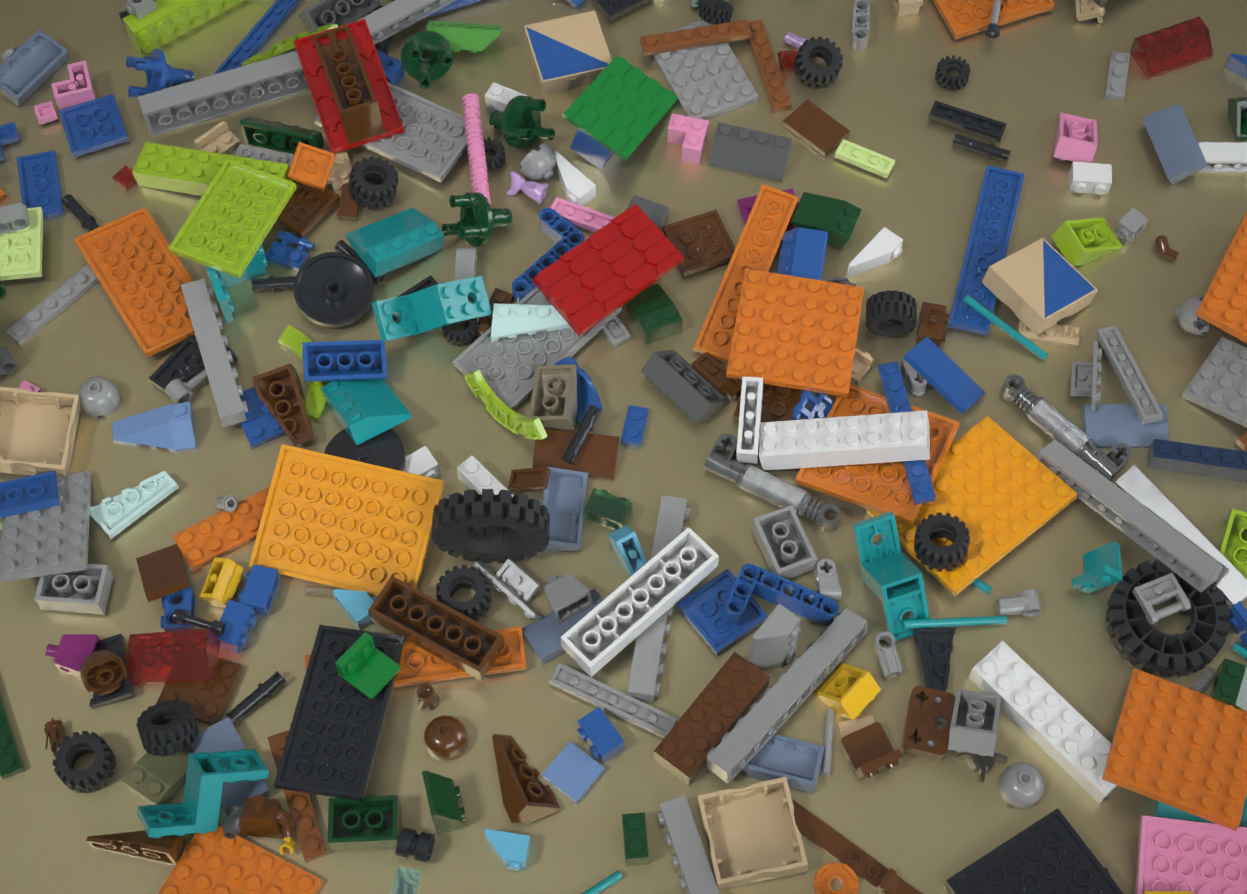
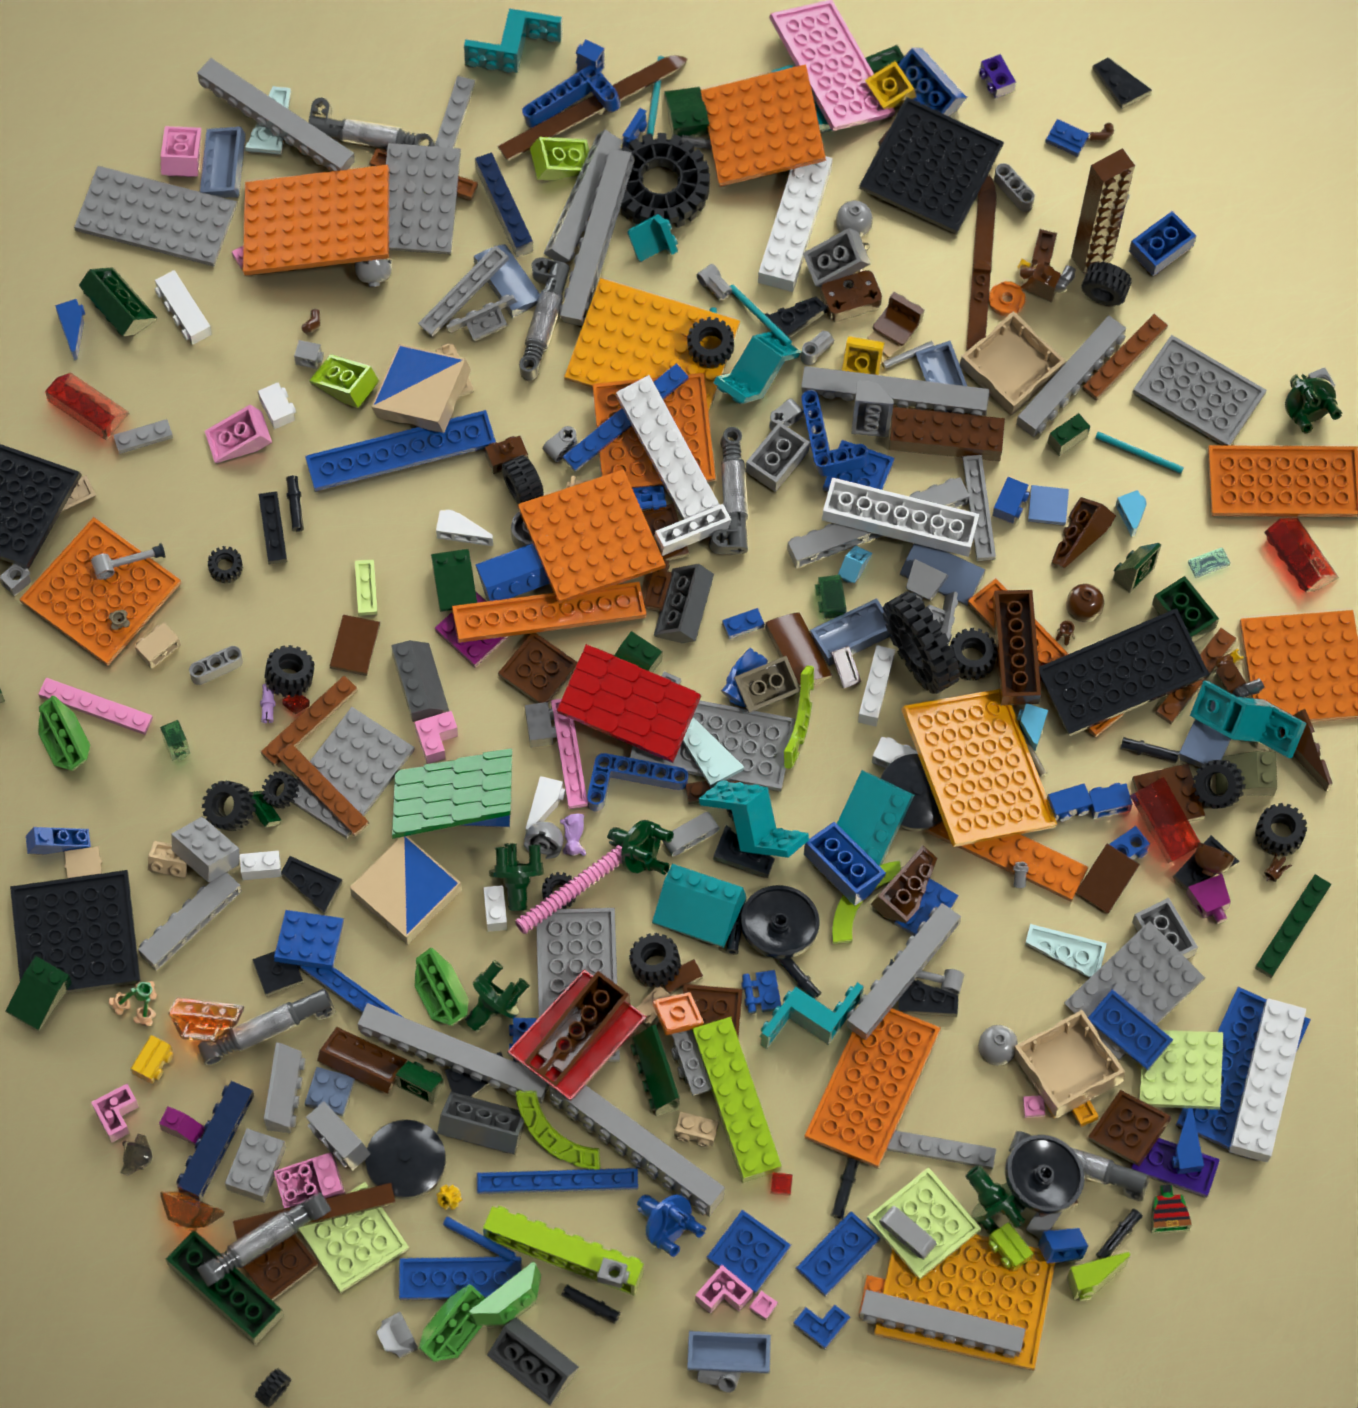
camera: 125 degrees left, 5 degrees up
(162, 427) = (988, 970): medium blue wedge -> none
(182, 617) = (1134, 831): black bar -> none
(221, 582) = (1085, 830): yellow brick -> none
(232, 218) = (781, 1026): lime plate -> none
(366, 667) = (1082, 668): green bracket -> none
(415, 845) = (1174, 568): black wheel -> none
(585, 427) = (785, 646): black pin -> none
(944, 375) = (552, 419): blue tile -> none
(1005, 327) = (474, 399): teal piece -> none
(1158, 592) = (652, 186): light grey plate -> none
(1175, 143) = (200, 355): sand blue slope -> none

